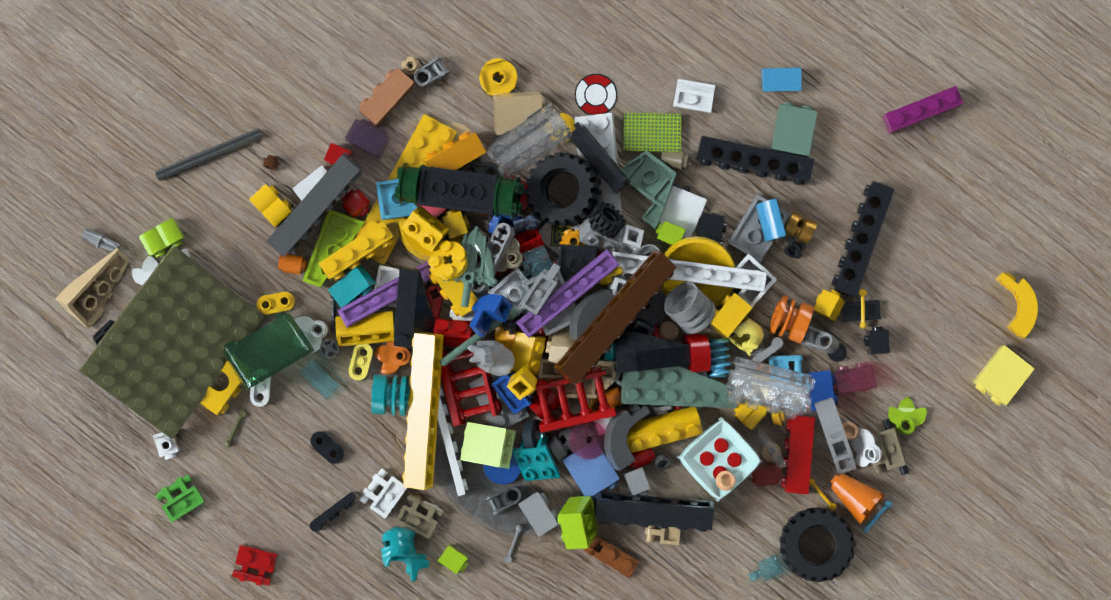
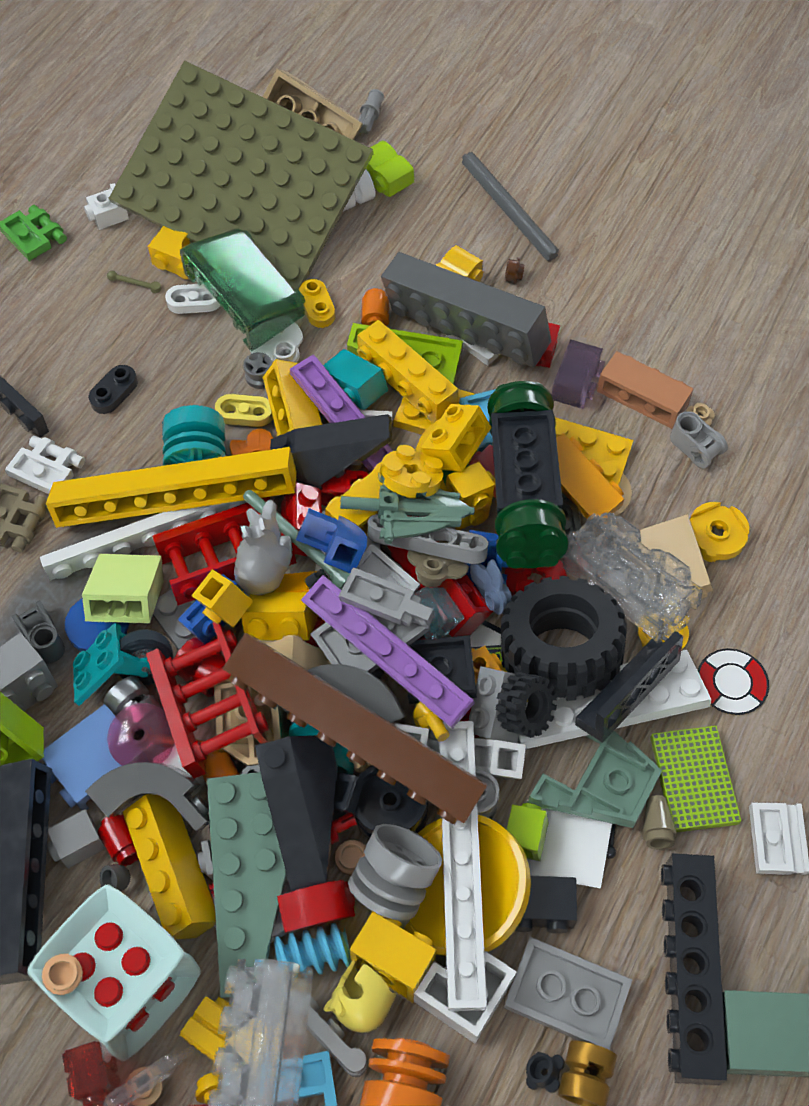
camera: 80 degrees right, 25 degrees down
(319, 379) = (213, 366): clear light blue plate -> none
(356, 203) = (478, 373): red head -> none
(770, 220) = (589, 1009): dark azure brick -> none

